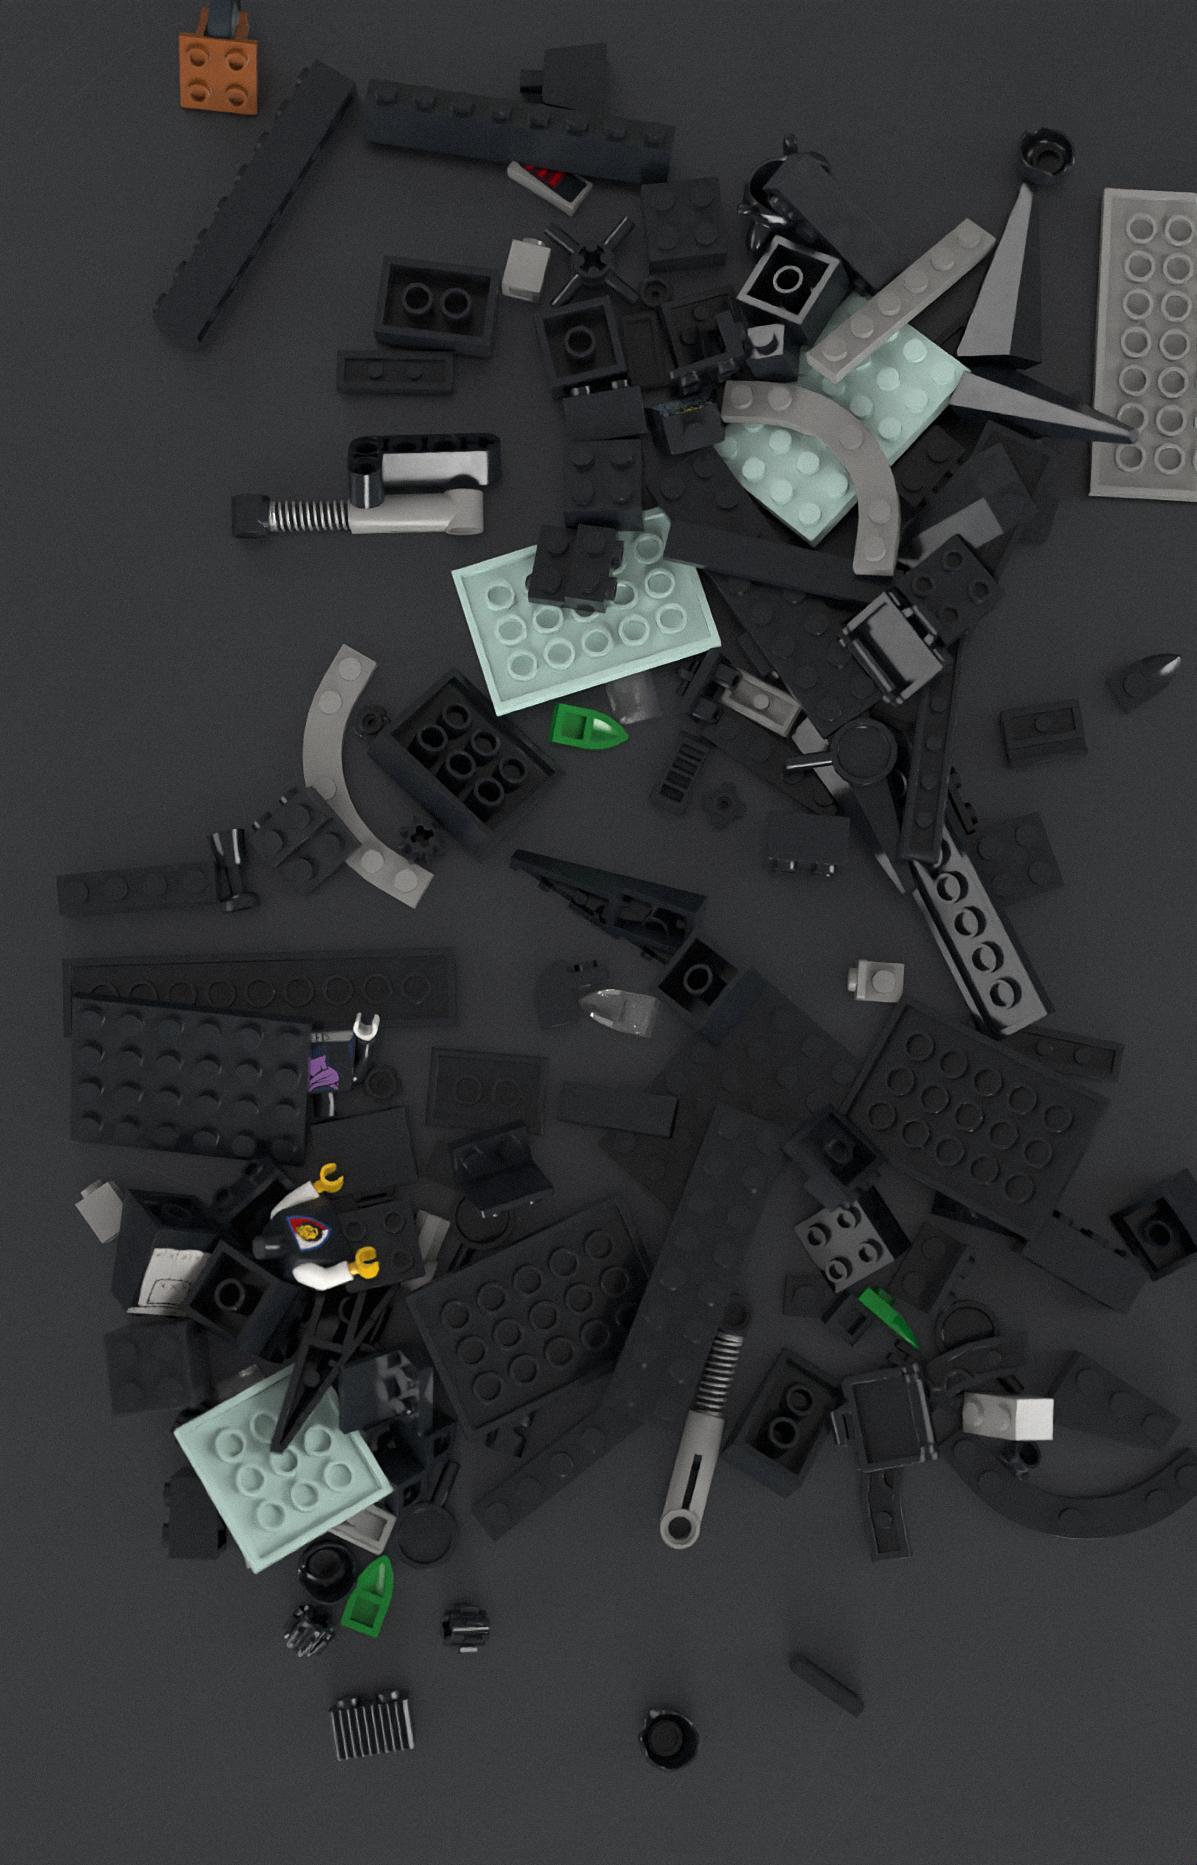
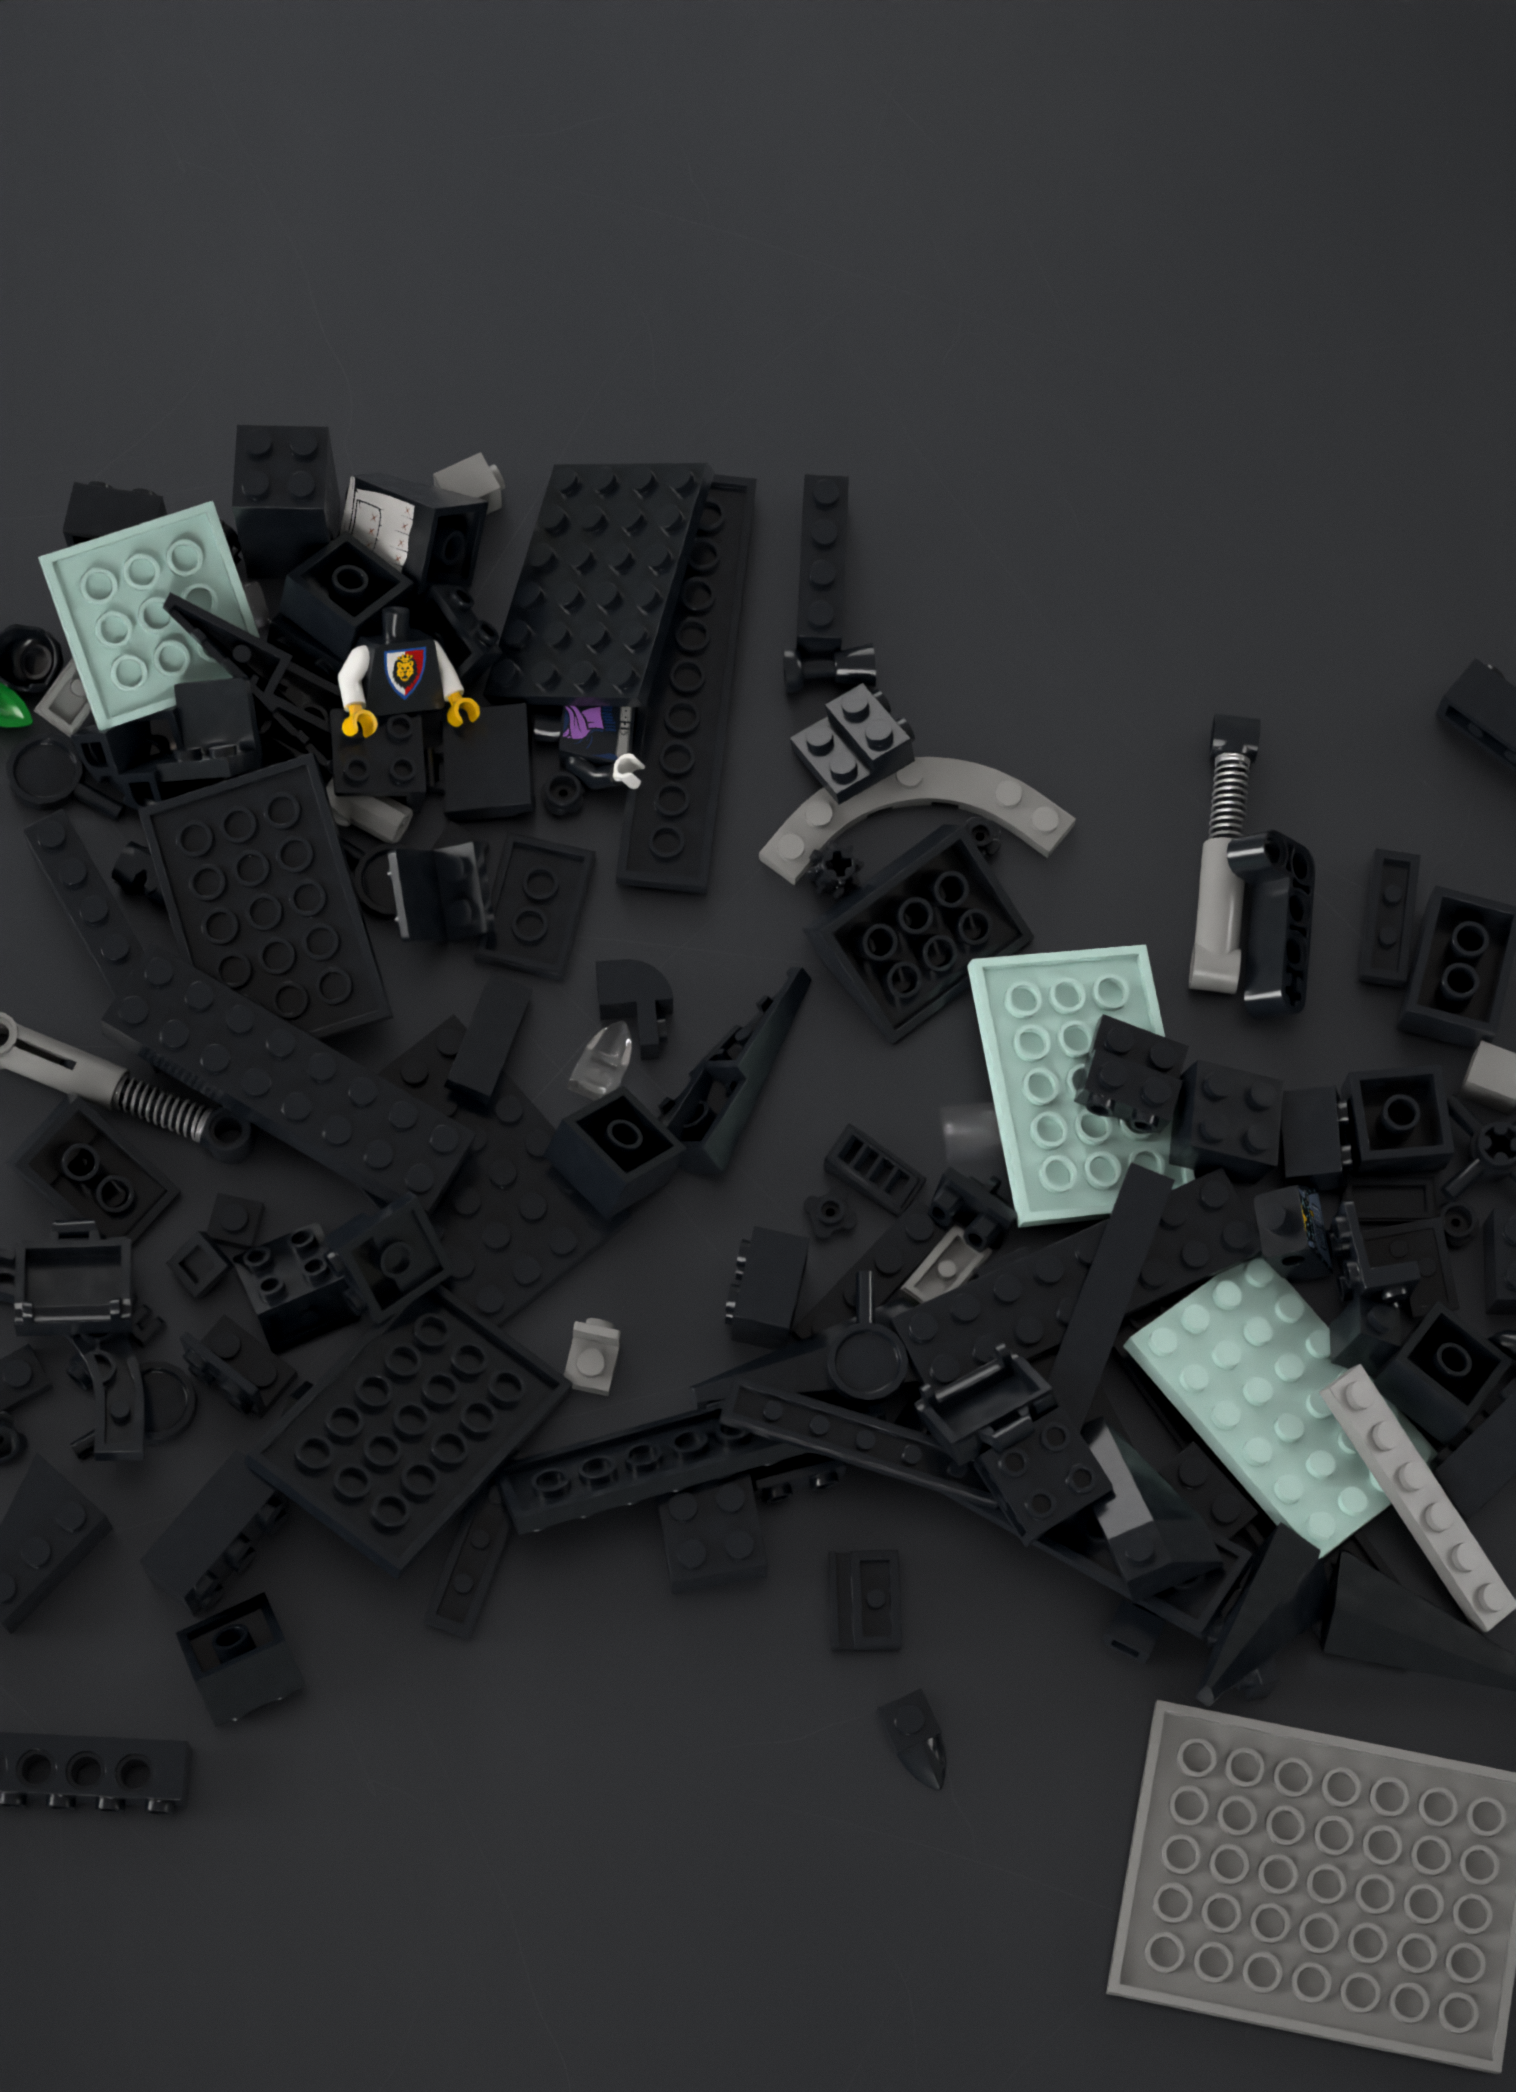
camera: 90 degrees right, 15 degrees down
(584, 728) = (941, 1068): green plate -> none
(848, 441) = (1232, 1403): light grey plate -> none
(881, 1305) = (206, 1302): green plate -> none
(1008, 1415) = (49, 1418): light grey brick -> none

